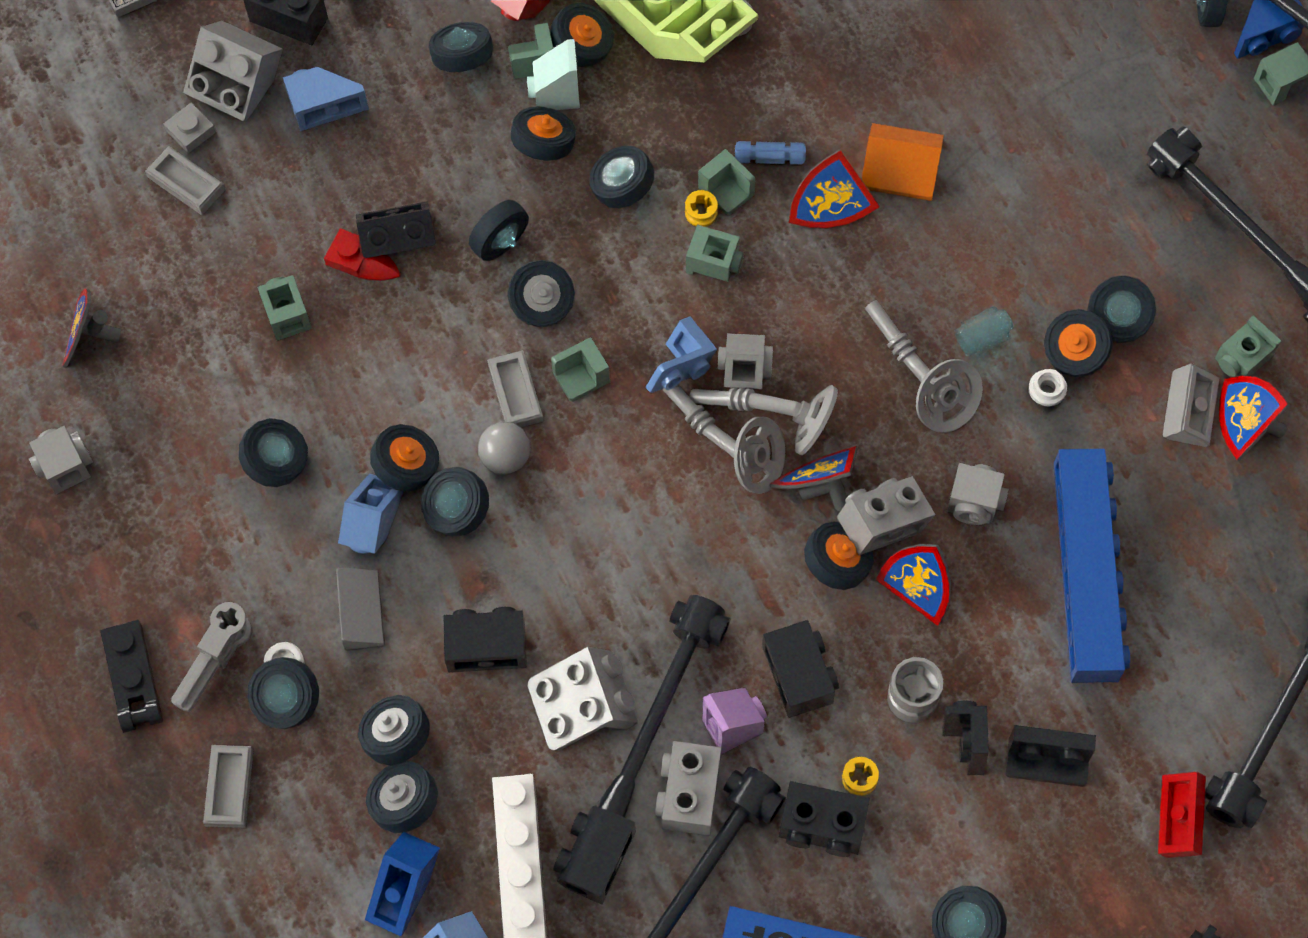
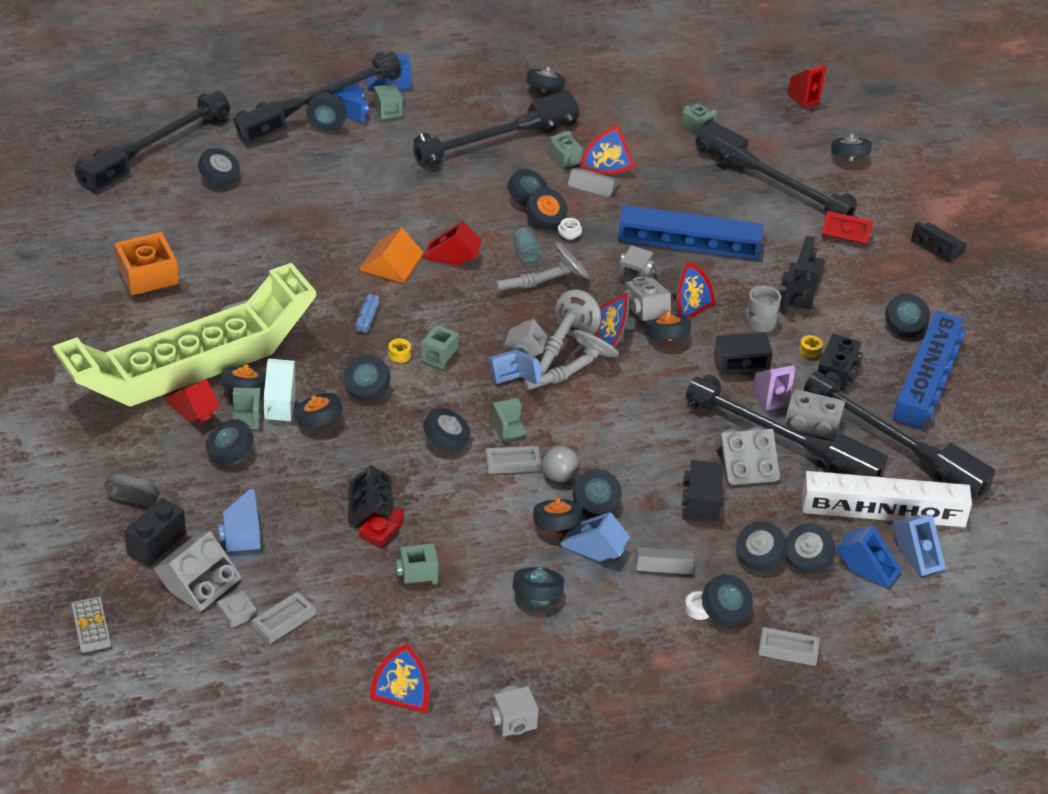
camera: 85 degrees left, 25 degrees down
(131, 675) = (698, 691): black plate -> none
(215, 651) = (685, 635): light grey connector -> none
(498, 230) = (393, 438): black wheel -> none
(727, 182) = (382, 331): sand green panel -> none
(831, 195) = (414, 284): shield -> none
(944, 233) = (454, 245): none -> red slope

